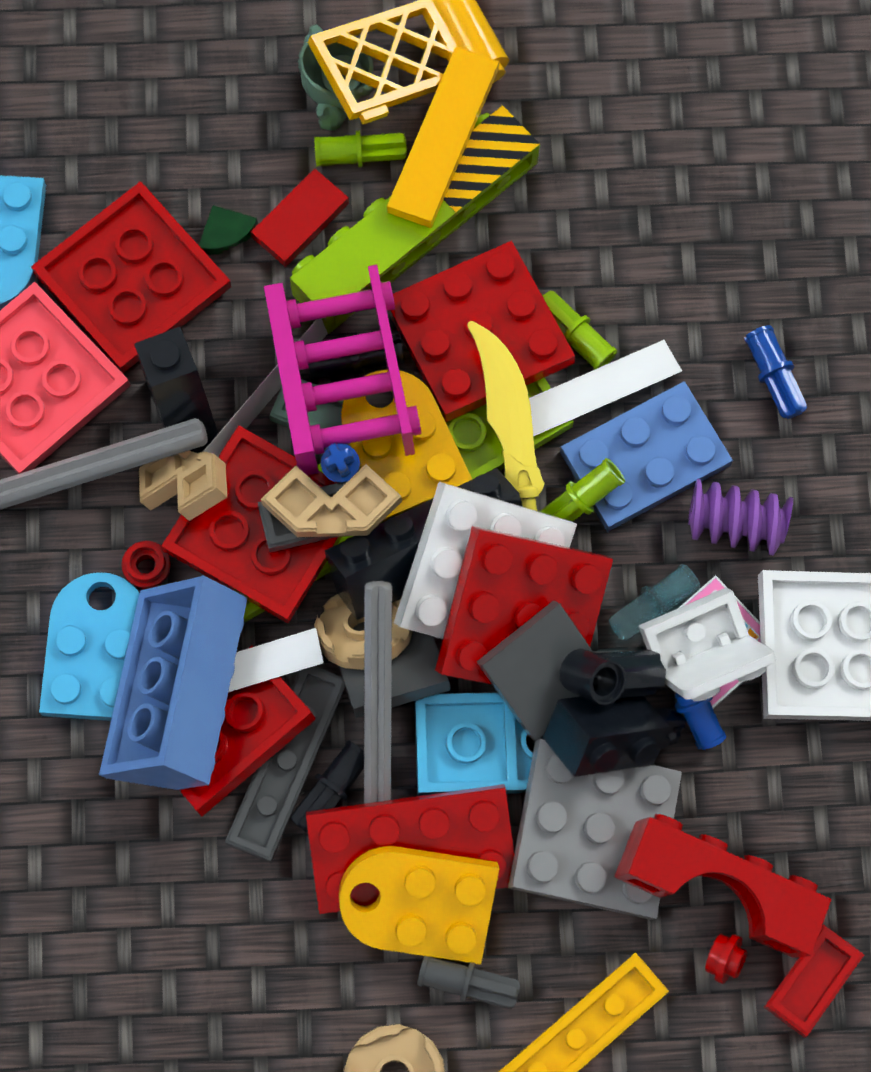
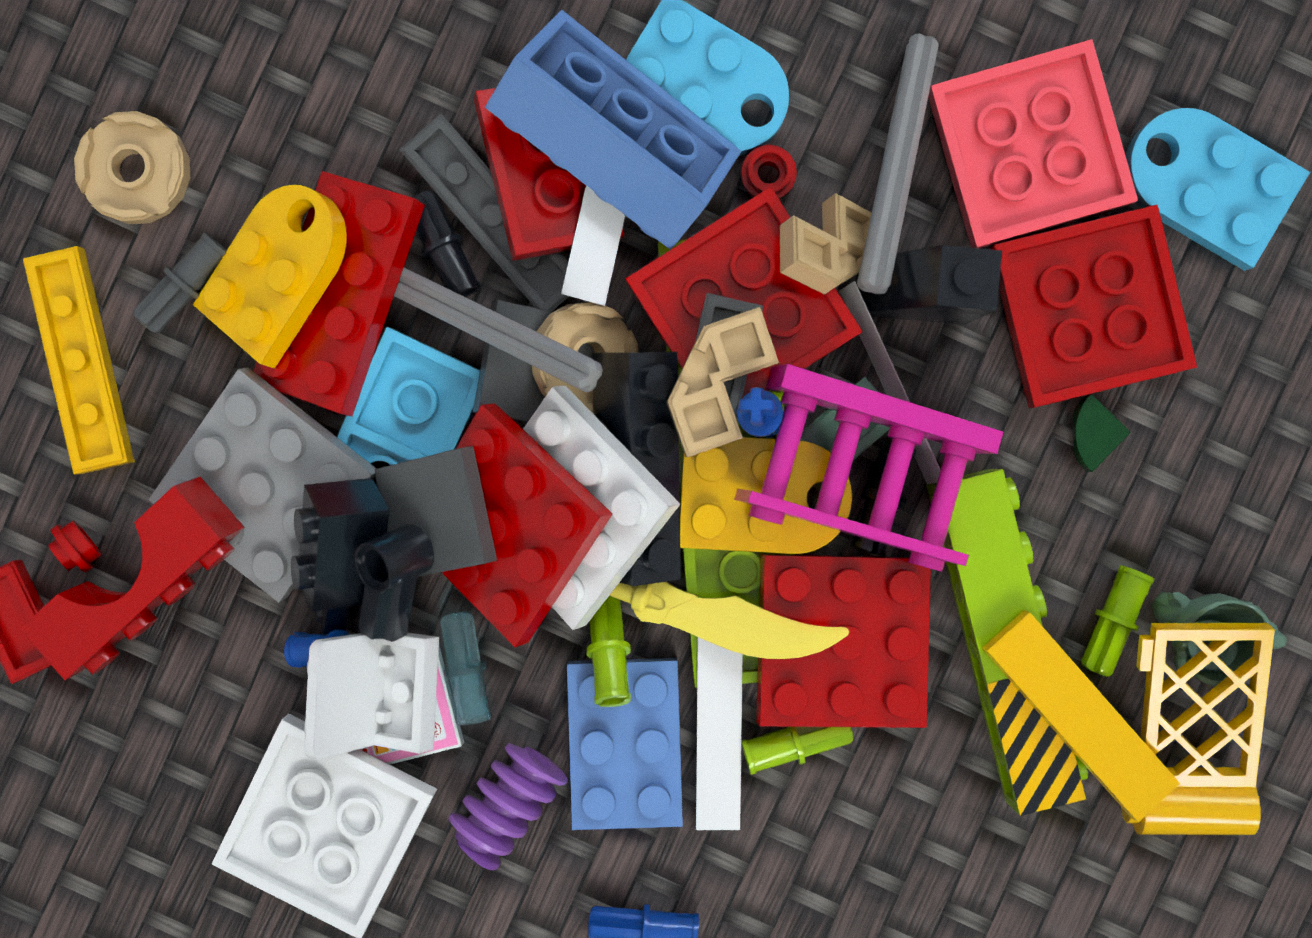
camera: 120 degrees right, 15 degrees up
(300, 217) = (1070, 519): red tile -> none

